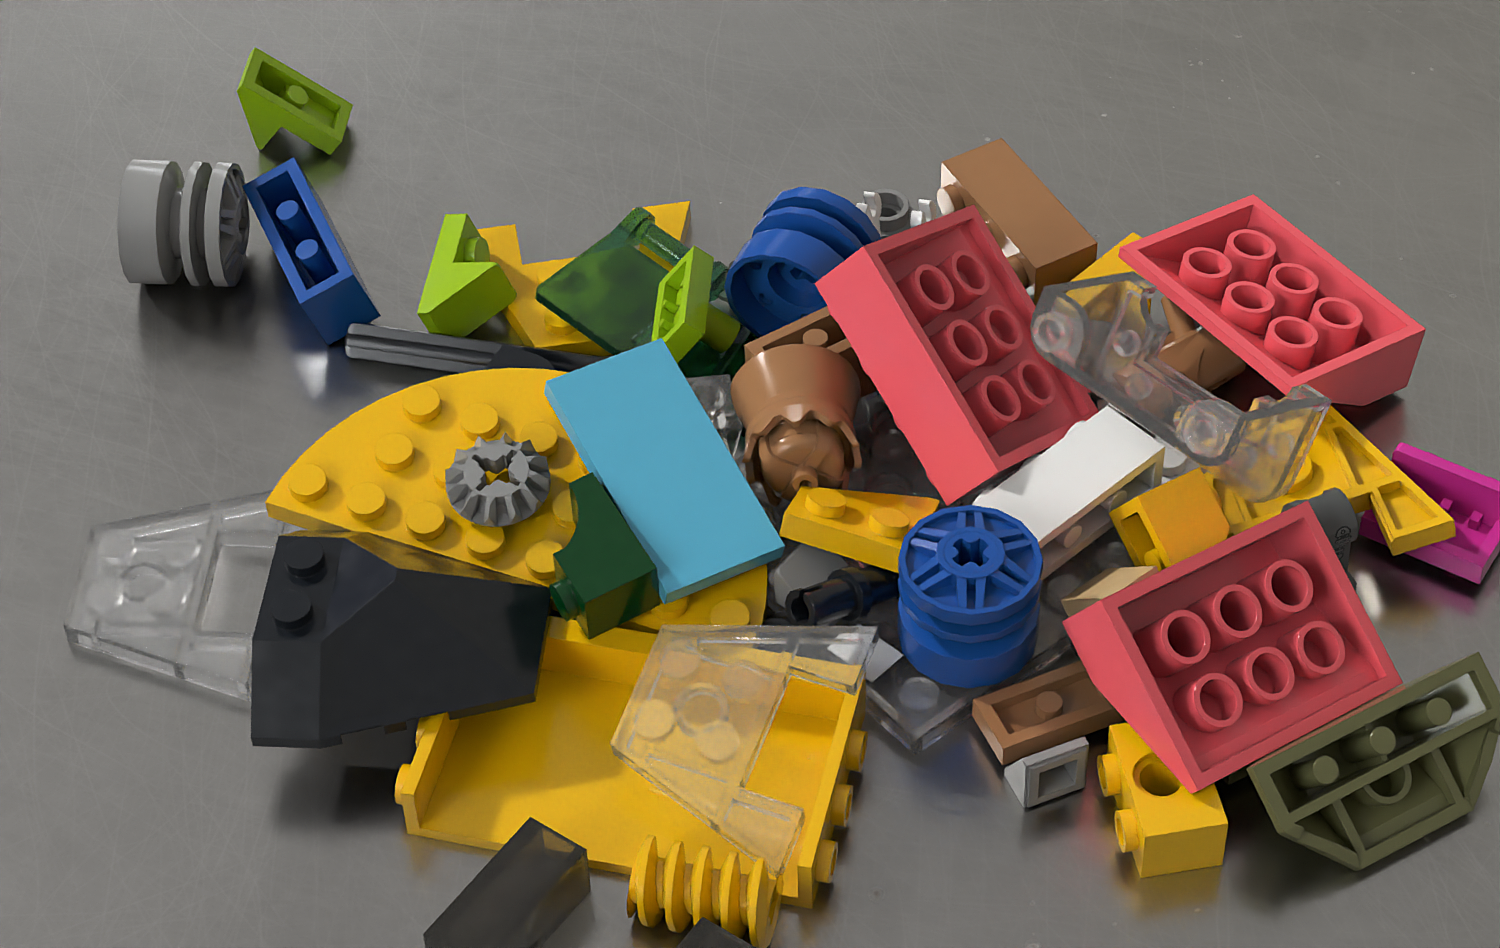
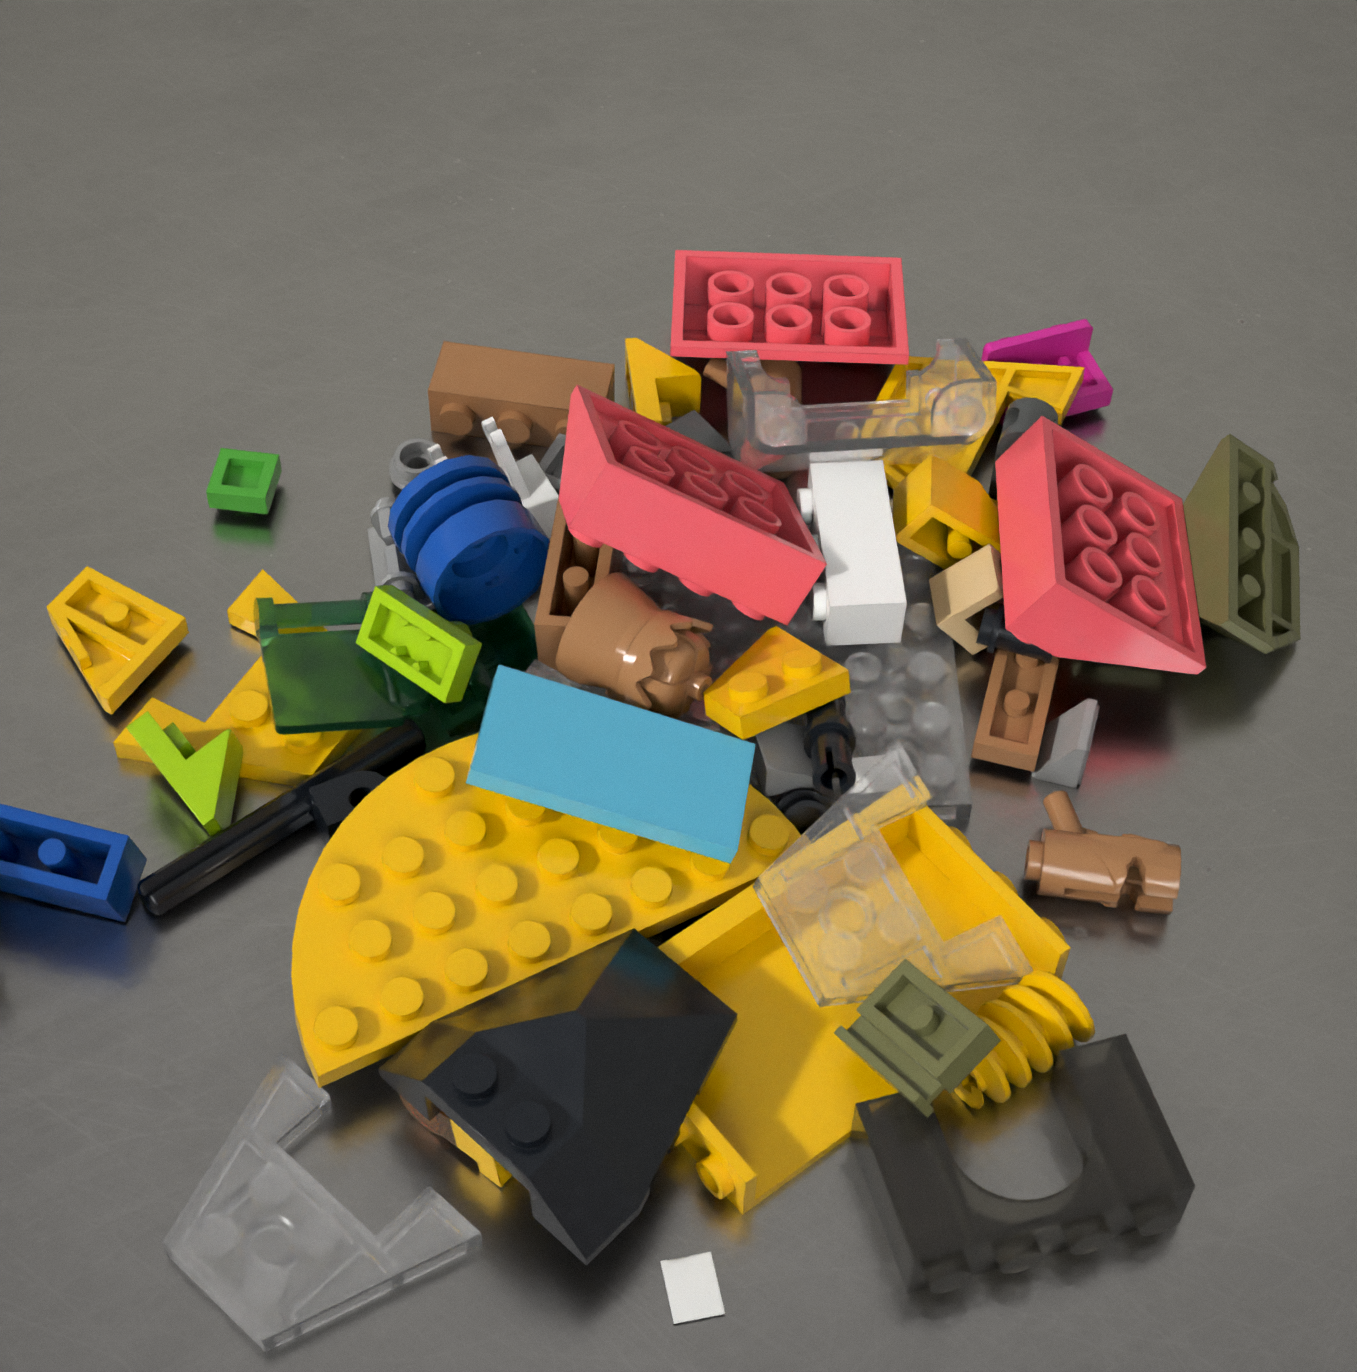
camera: 55 degrees left, 5 degrees up
(319, 840) = (692, 1287): none -> white sticker
(500, 502) = (472, 906): light grey gear -> none
(545, 169) = (113, 634): none -> yellow wing
(604, 569) = (659, 867): dark green arch -> none
(615, 813) = (917, 1036): none -> olive plate
(759, 137) = (244, 481): none -> bright green plate
(935, 858) = (1101, 867): none -> medium nougat piece
(969, 596) = (914, 667): blue wheel -> none
(1156, 813) = (1163, 707): yellow brick -> none

